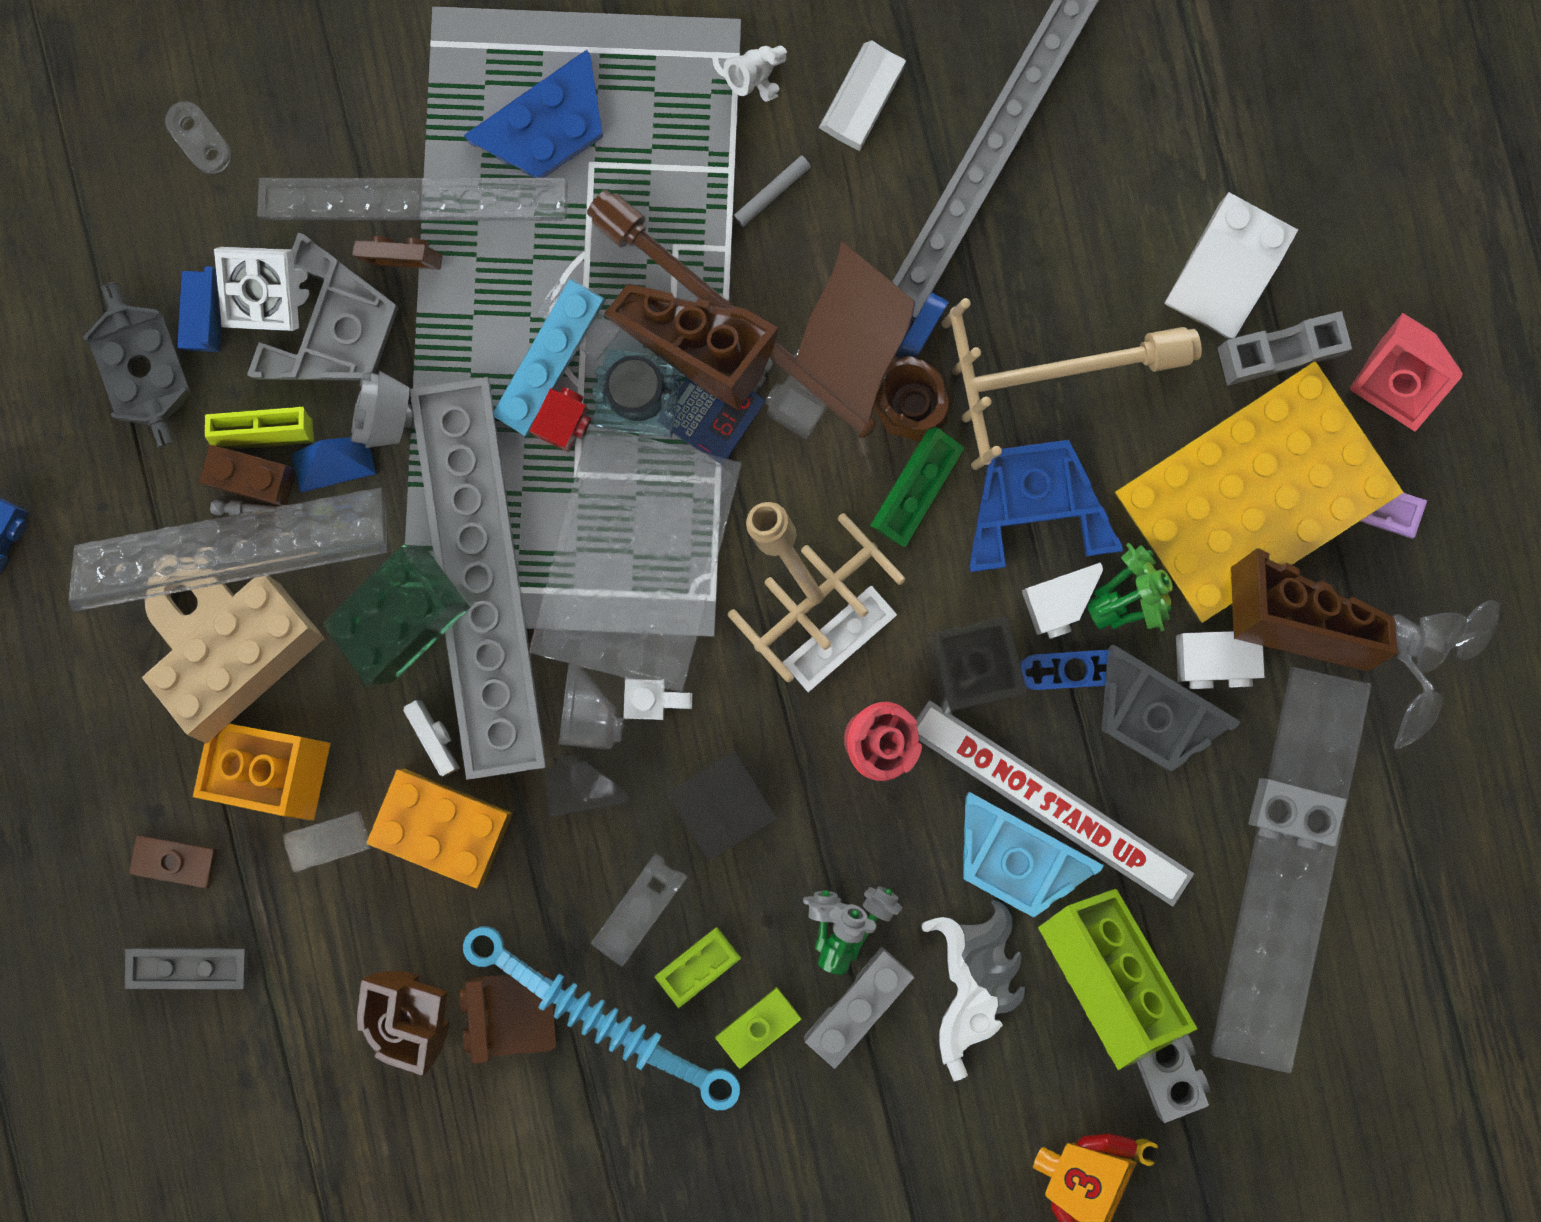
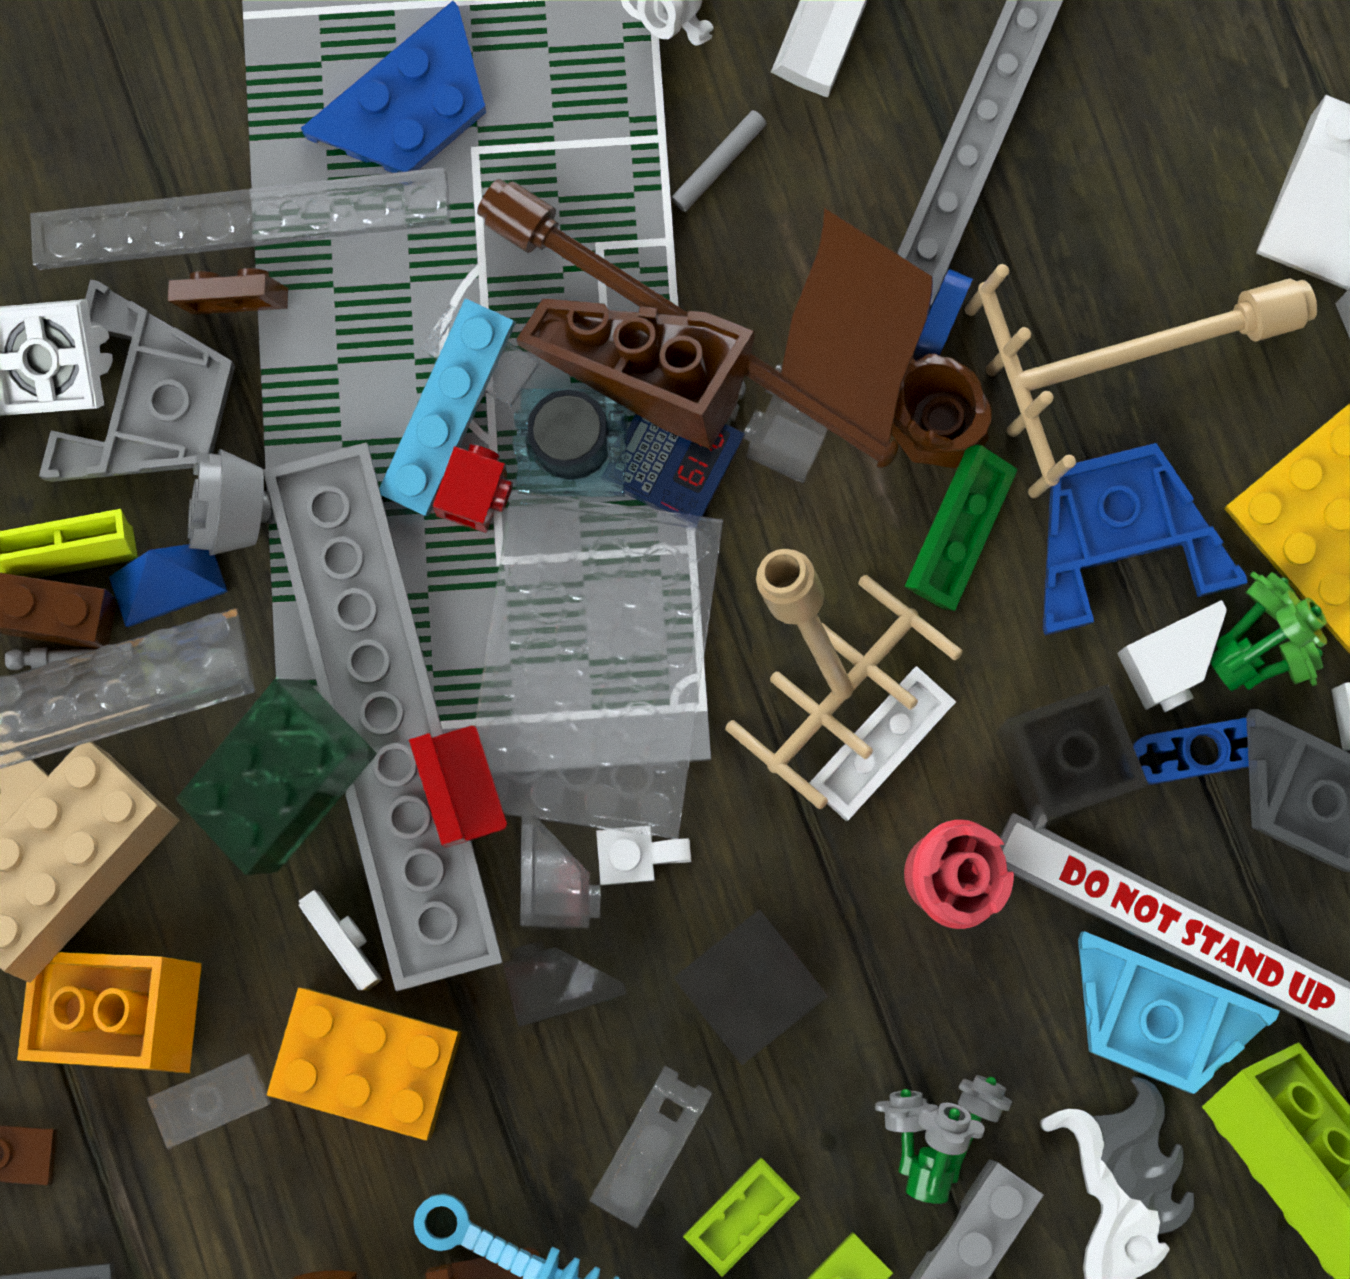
camera: 15 degrees left, 5 degrees down
(526, 637) = (458, 785): none -> red panel

